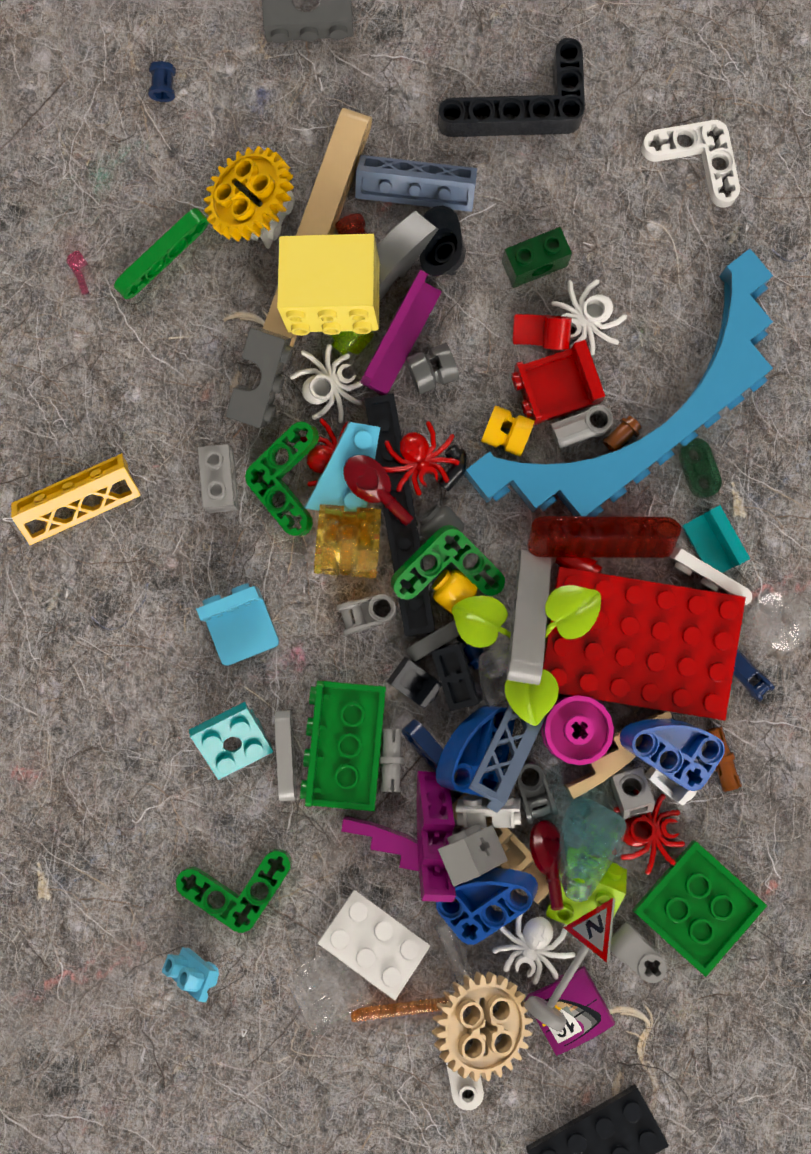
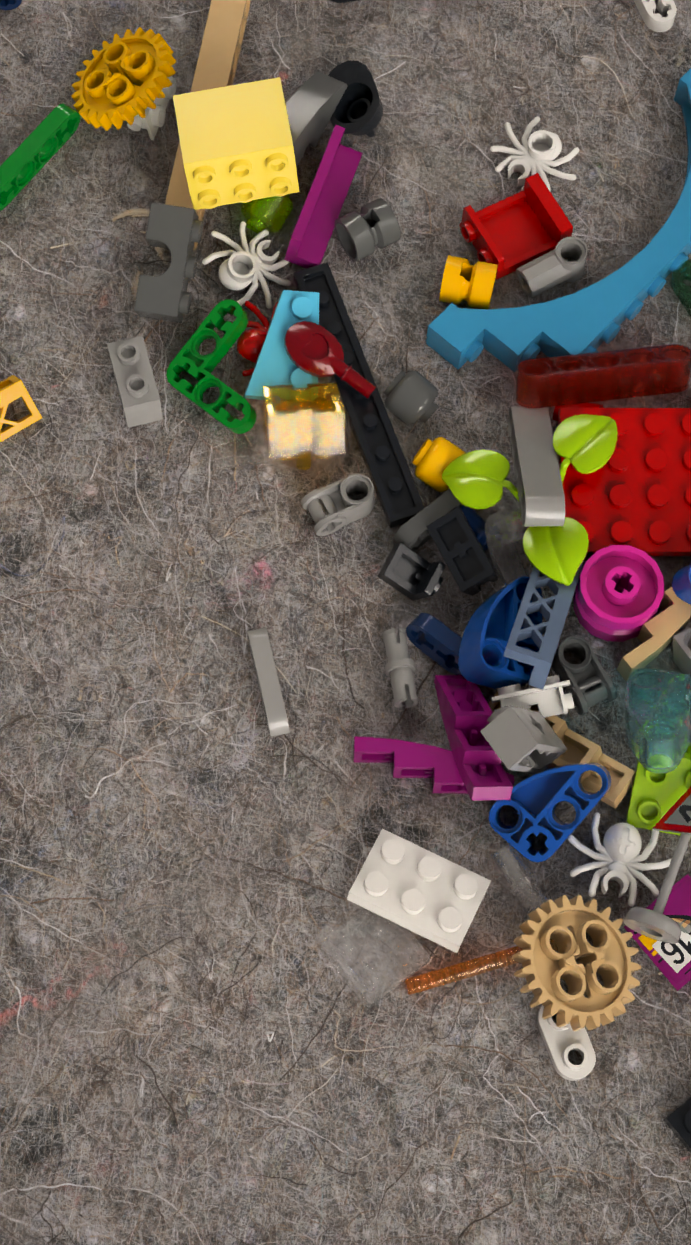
camera: 15 degrees left, 15 degrees down
(191, 973) = (192, 958): medium azure hips -> none
(233, 901) = (232, 870): green beam -> none
(238, 723) = (173, 665): piece -> none
(239, 624) = (184, 537): medium azure bracket -> none
(343, 745) = (339, 659): green bracket -> none
(415, 183) = (310, 49): sand blue fence -> none
(420, 458) = (372, 324): red animal -> none
(444, 554) = (419, 420): green beam -> none
(455, 472) = (415, 335): black arm -> none
(536, 257) = (464, 102): dark green brick -> none
(542, 330) = (486, 177): red panel -> none
(544, 848) = (610, 738): dark red piece -> none
(622, 434) = (605, 264): dark orange pin -> none

